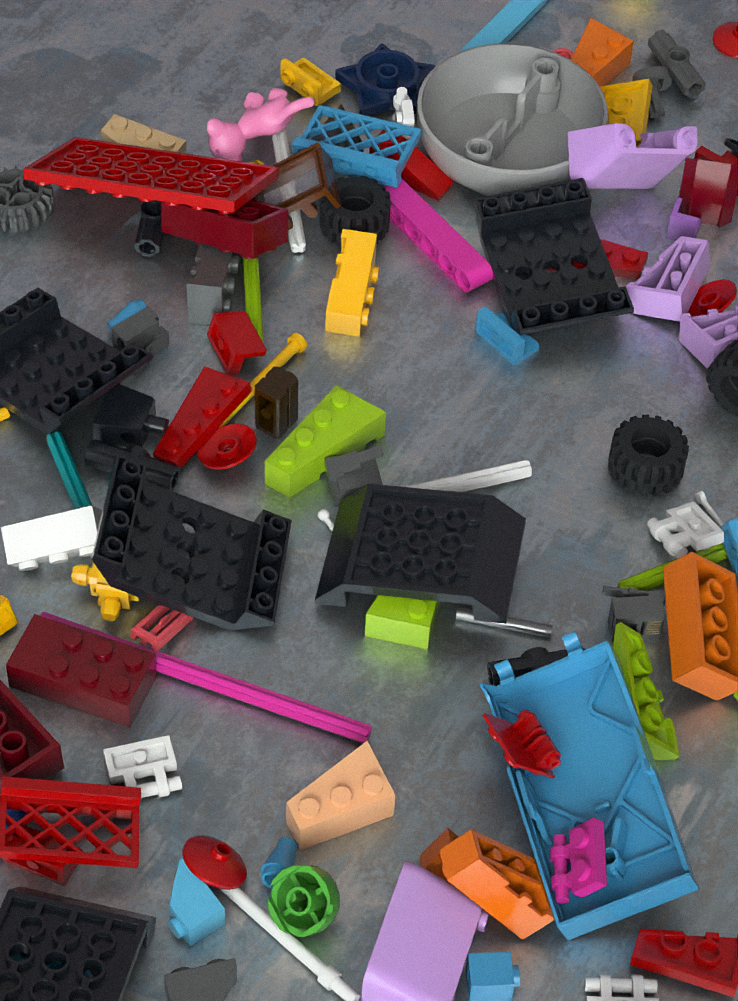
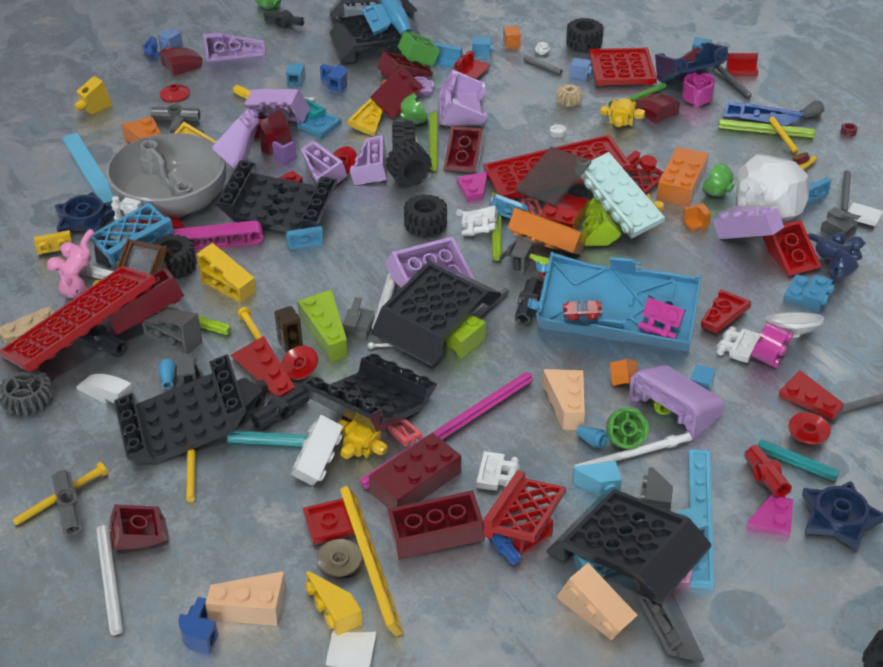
camera: 60 degrees left, 10 degrees down
(65, 271) = (105, 387): none -> white slope
(214, 862) = (578, 457): red dish -> none
(234, 339) = (223, 336): red panel -> none
(498, 881) = (660, 349): orange wedge -> none
(551, 511) = (407, 262): none -> lavender slope

